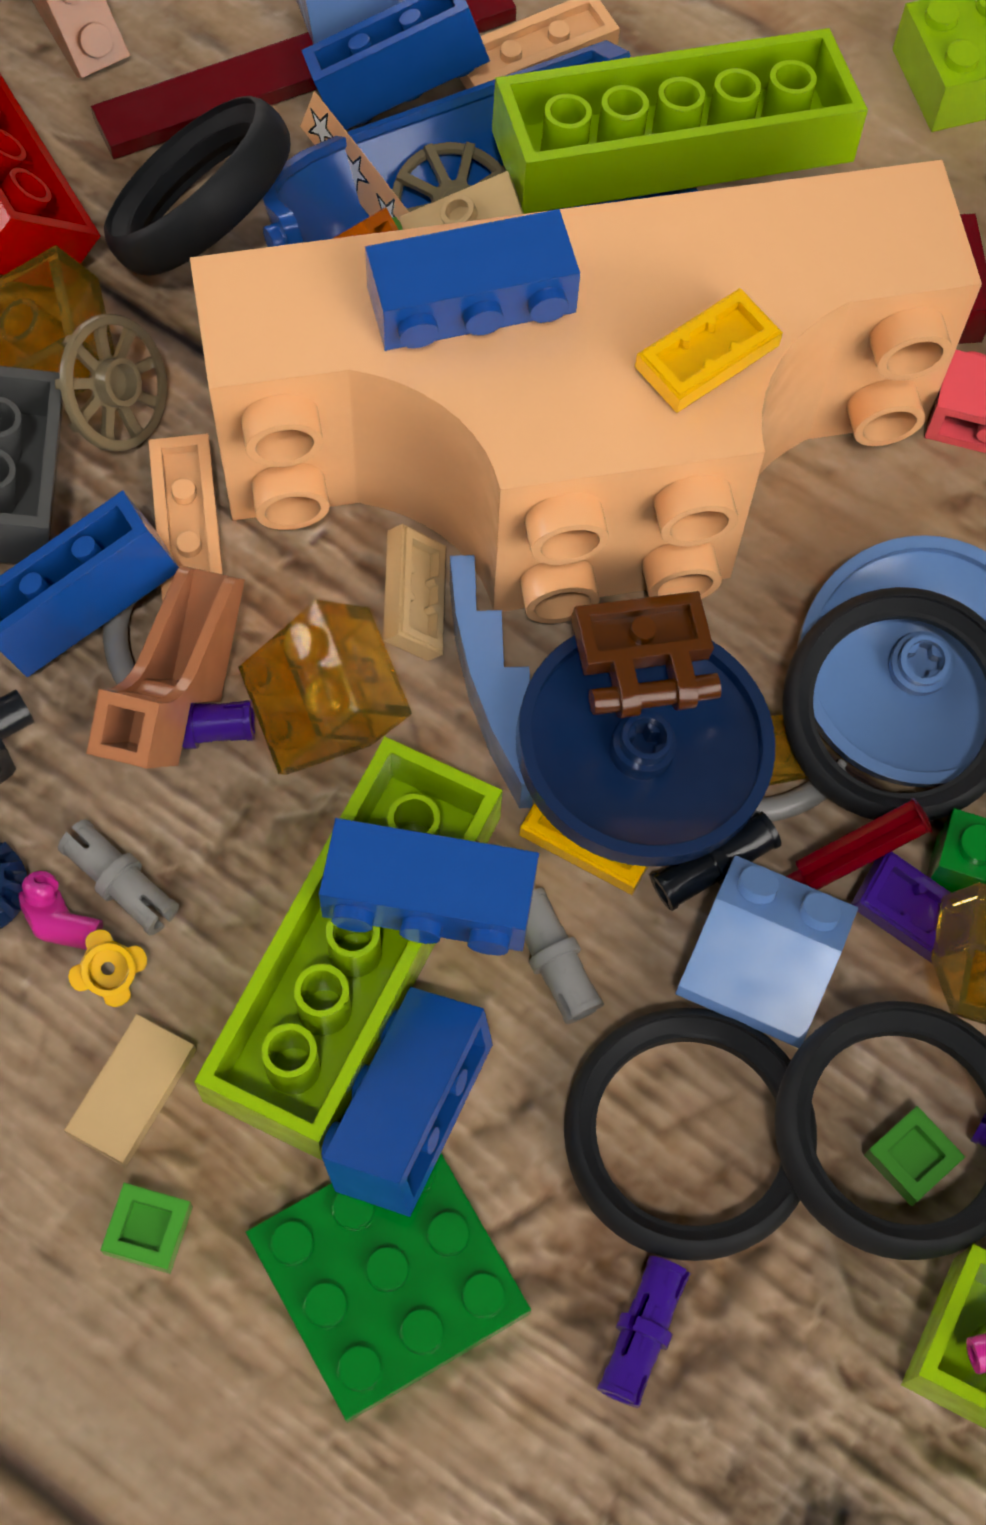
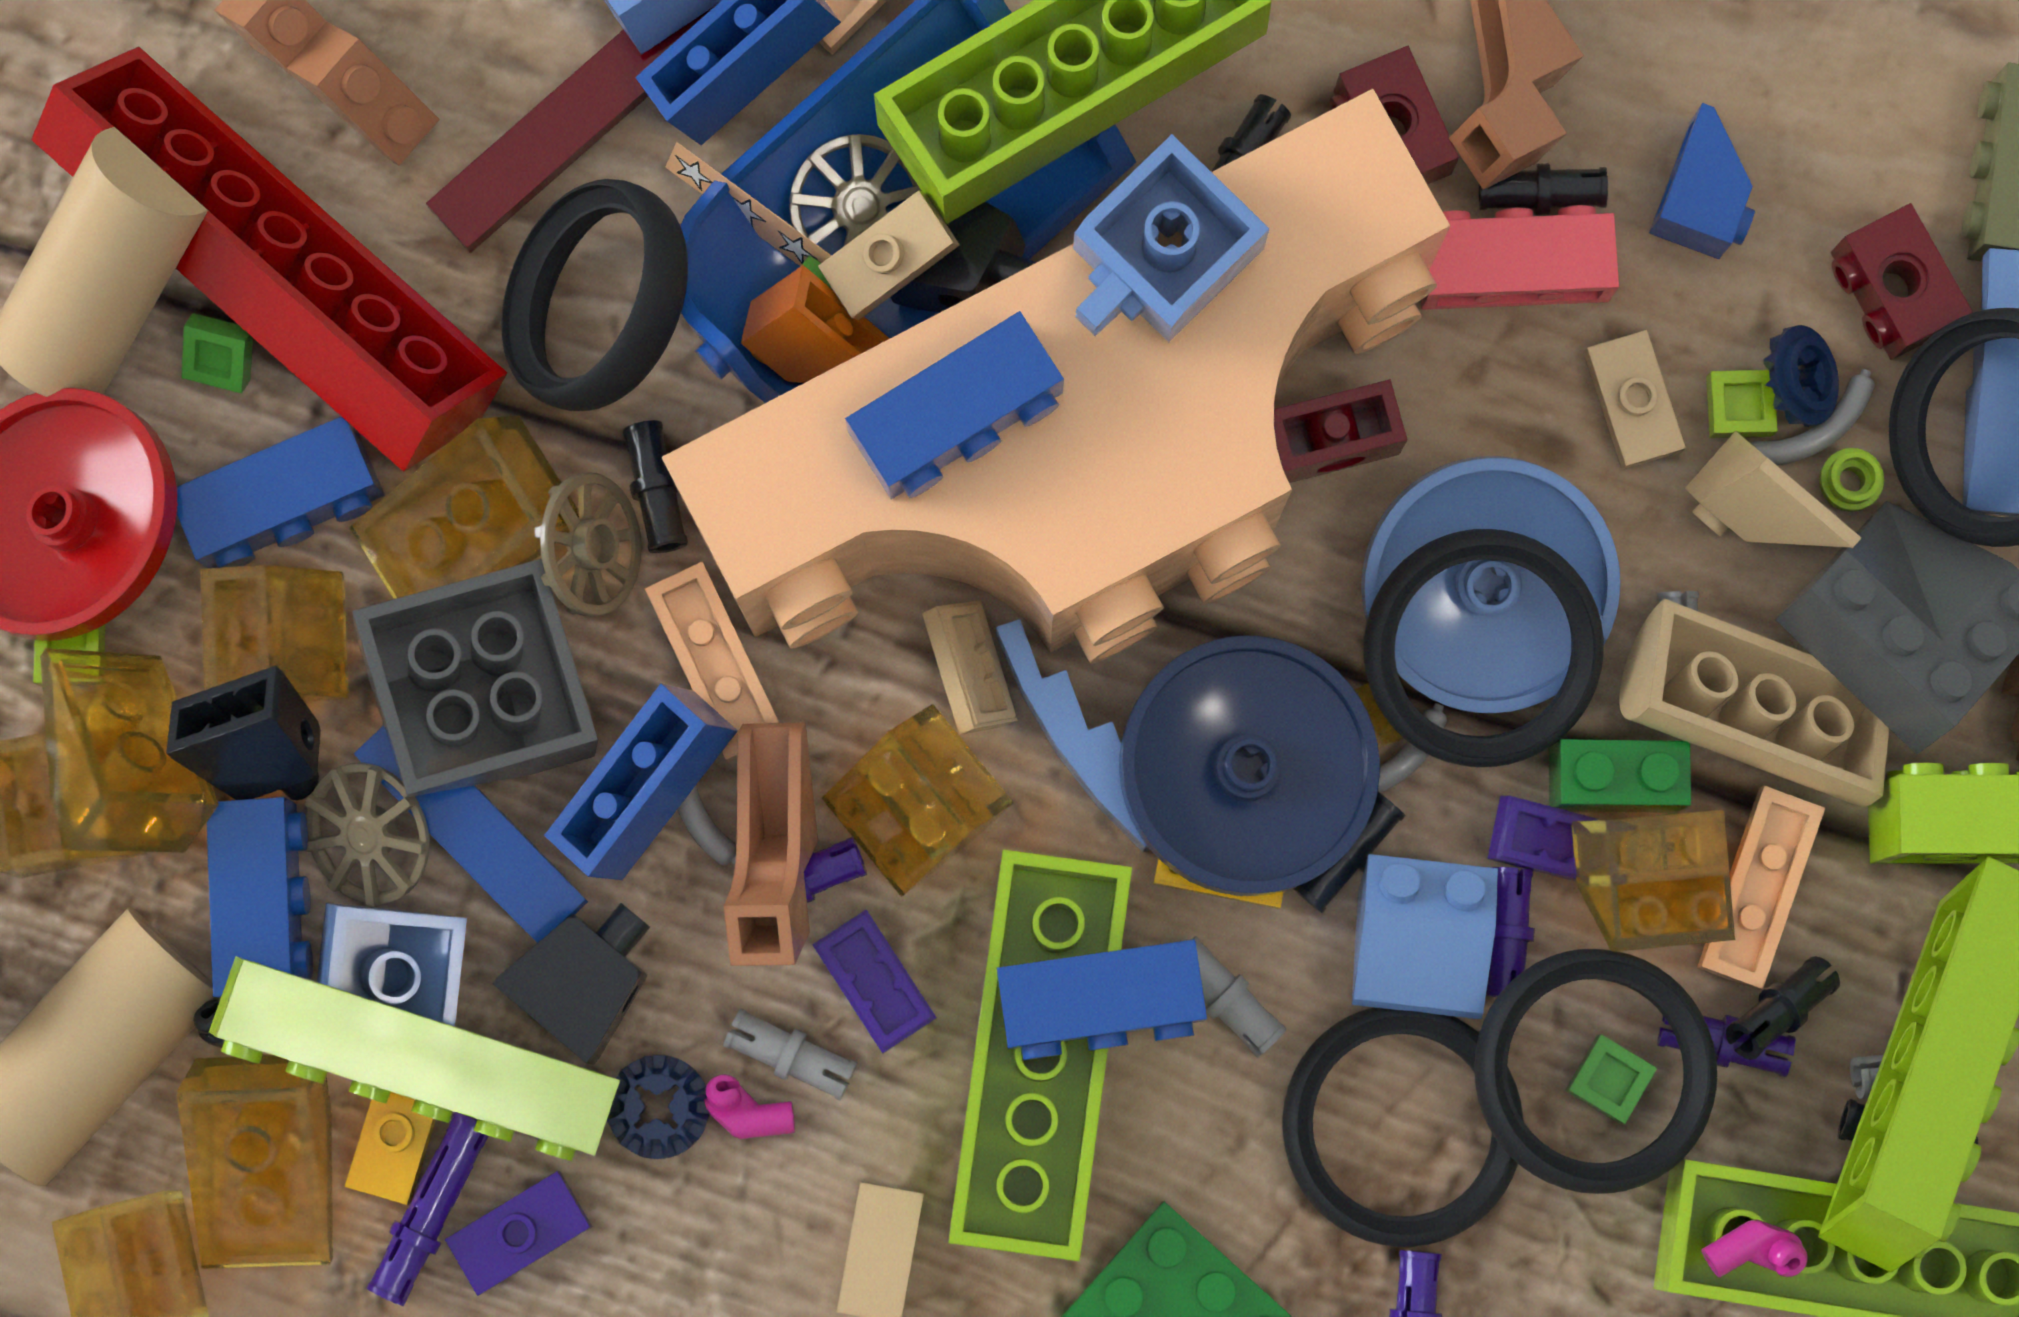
camera: 15 degrees left, 15 degrees up
(103, 949) = (825, 1163): yellow plate -> none
(188, 375) = (654, 487): none -> black pin
(223, 836) = (874, 981): none -> dark purple plate
(407, 1101) = (1141, 1187): blue brick -> none
(642, 635) = (1214, 669): reddish brown plate -> none
(708, 350) = (1207, 404): yellow plate -> none
(713, 200) = (1167, 283): none -> medium blue hinge
(817, 494) = (1339, 431): none -> dark red brick
(855, 971) = (1511, 929): none -> dark purple pin
(862, 846) = (1481, 805): dark red axle -> none

